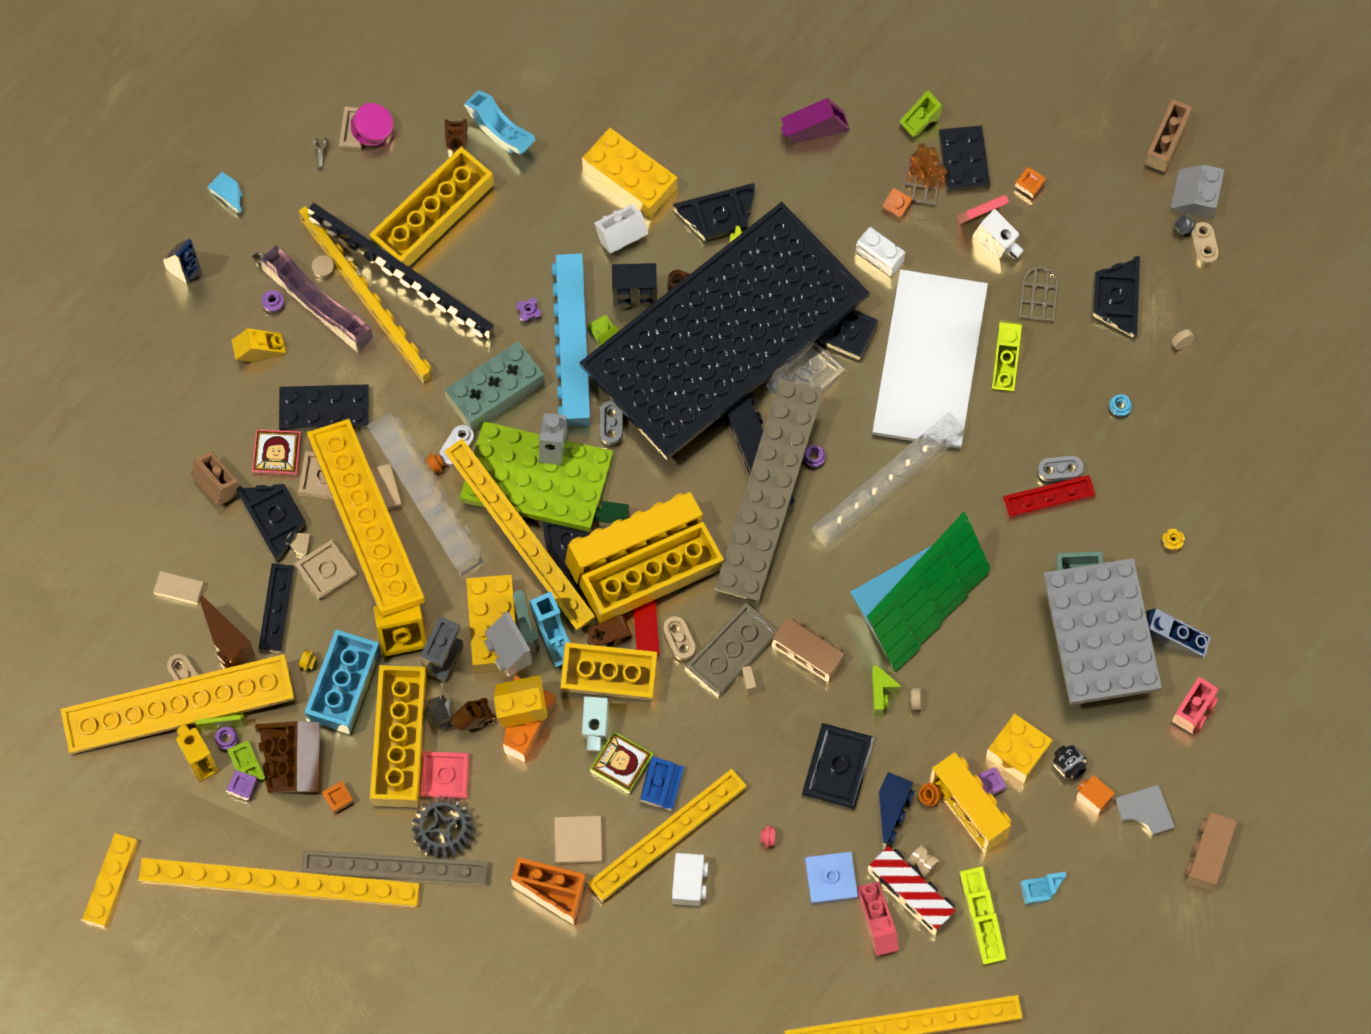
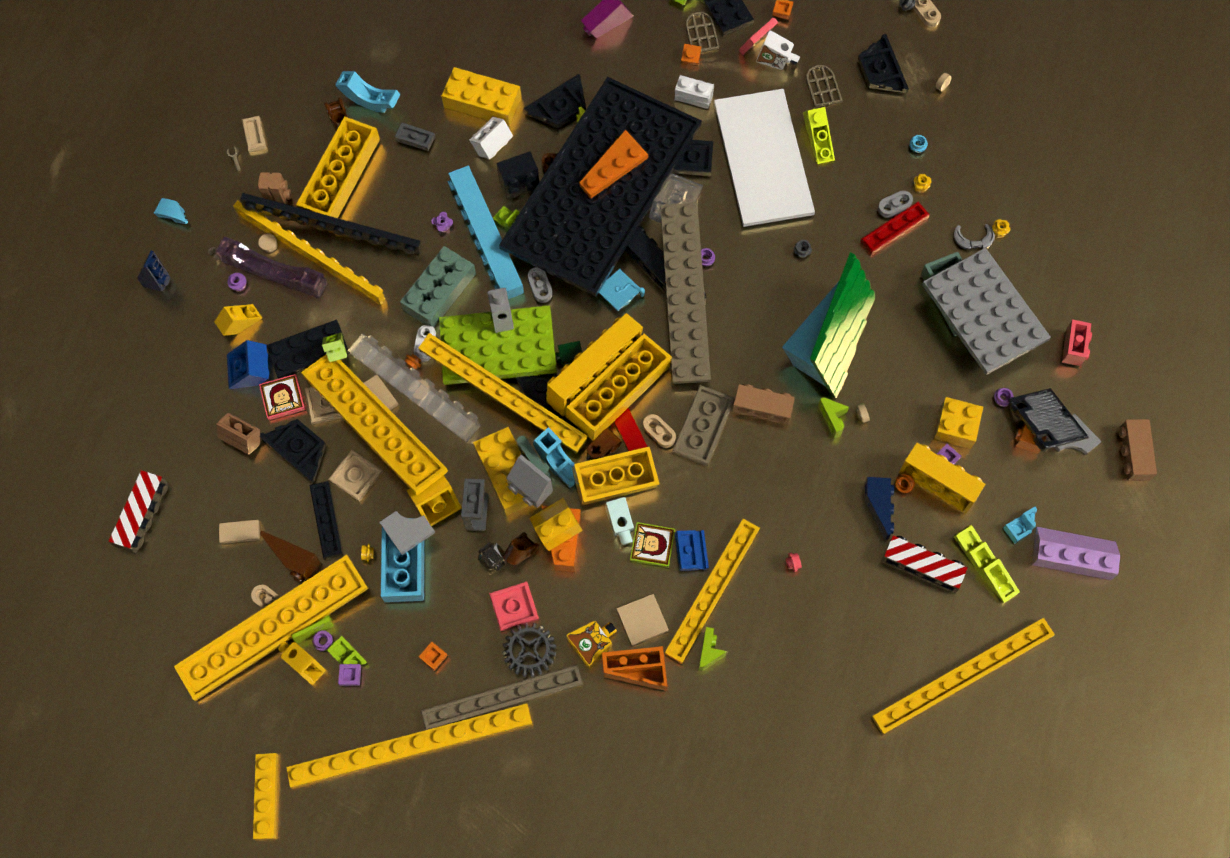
camera: 20 degrees left, 0 degrees up
(78, 528) = (138, 512): none -> brick
(251, 403) = (247, 365): none -> blue slope
(290, 756) = (381, 636): reddish brown wedge -> none
(300, 543) = (327, 461): tan tile -> none
(351, 207) = (274, 187): none -> medium nougat brick
(353, 416) = (334, 347): none -> lime slope
(357, 653) = (406, 532): none -> light grey tile
(371, 124) = (268, 124): dark pink head -> none
(398, 736) = (465, 588): yellow brick -> none
(513, 841) = (591, 641): none -> torso
(535, 195) = (415, 136): none -> dark grey plate
(633, 902) = (710, 655): none -> lime slope
(688, 879) = (745, 619): white brick -> none
(699, 461) = (620, 290): none -> medium azure hat
(748, 680) = (727, 444): tan tile -> none
(750, 310) = (615, 163): none -> orange wing
(831, 878) = (855, 577): light blue plate -> none
(838, 766) = (823, 487): black piece -> none
(877, 918) = (907, 596): coral slope -> none
(888, 480) = (771, 255): clear brick -> none
(924, 166) = (702, 21): clear orange hips -> none
(925, 862) = (923, 537): tan wheel -> none
(934, 480) = (802, 244): none -> dark grey plate
(1070, 762) = (1001, 420): black head -> none
(1086, 730) = (1003, 392): none -> medium lavender plate
(1087, 939) = (1076, 553): none -> lavender slope
(1100, 457) = (922, 186): none -> yellow plate
(1121, 779) = (1048, 417): none -> black window
(1123, 545) = (966, 244): none -> light grey piece
(1176, 634) = (1038, 295): slope -> none

